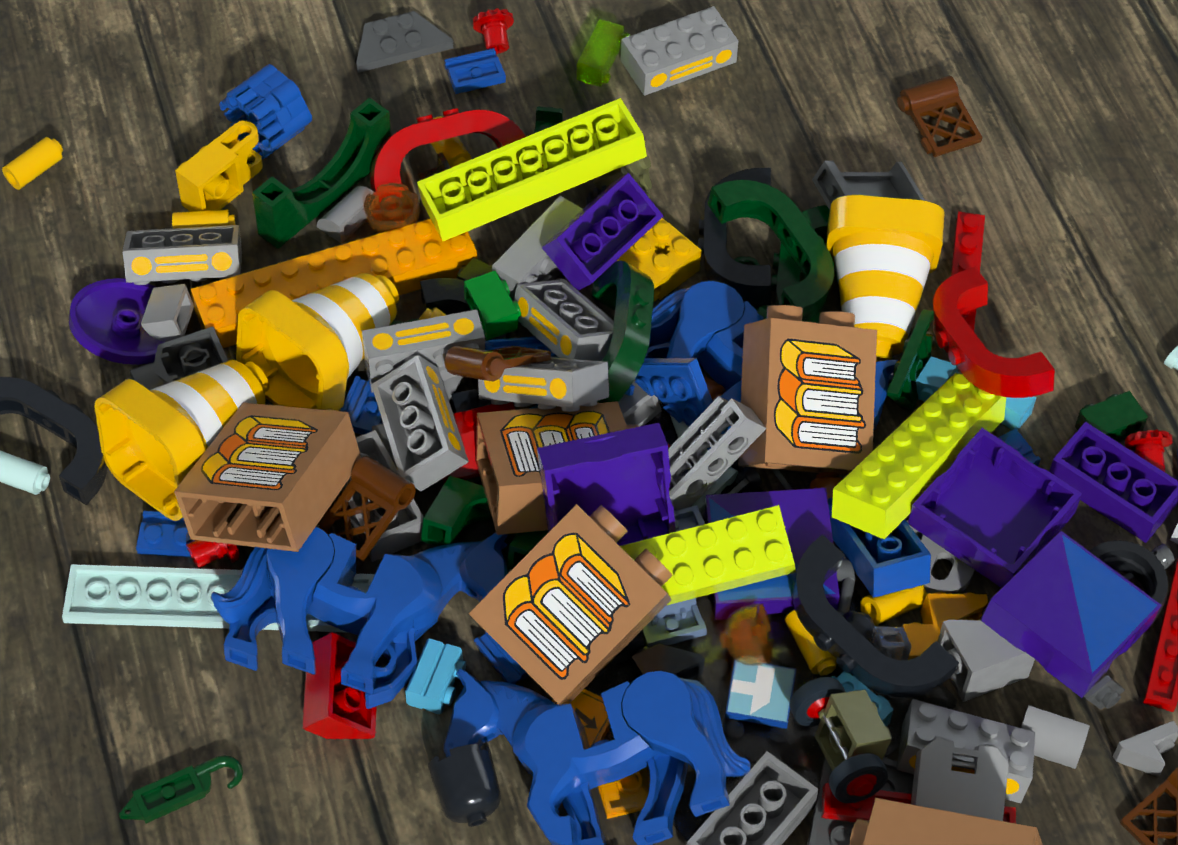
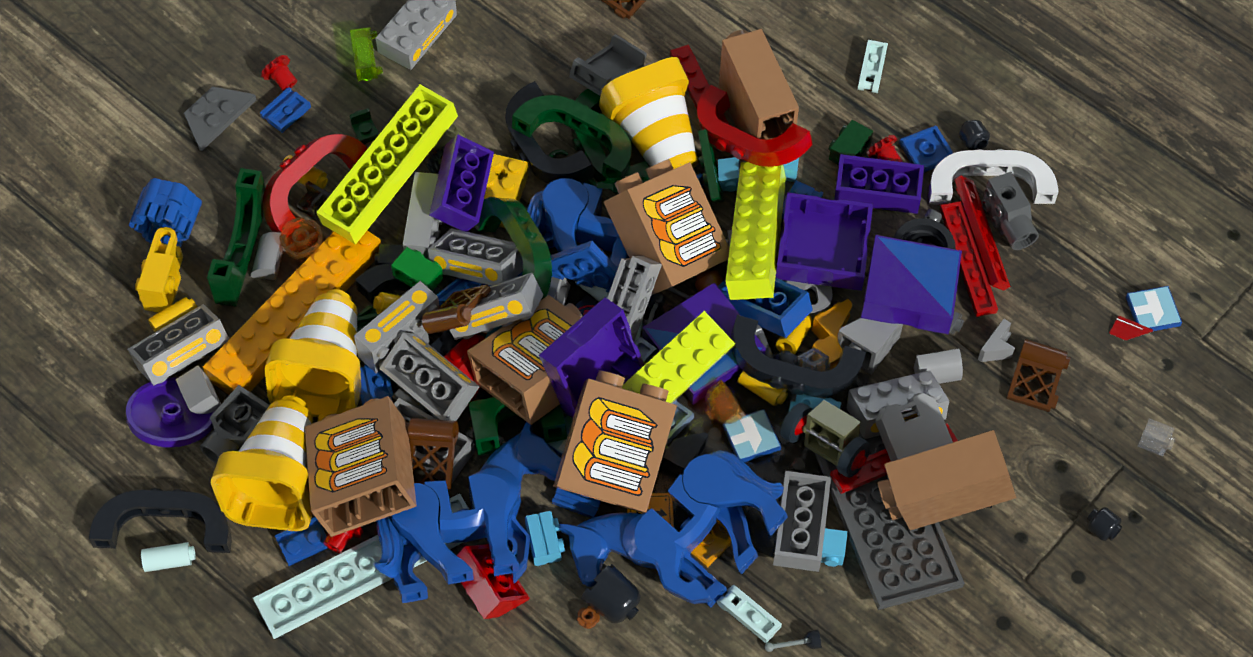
camera: 30 degrees left, 5 degrees up
(33, 162) = (18, 334): yellow brick -> none
(421, 803) = (592, 621): none -> dark orange plate
(1025, 286) = (756, 86): none -> medium nougat brick

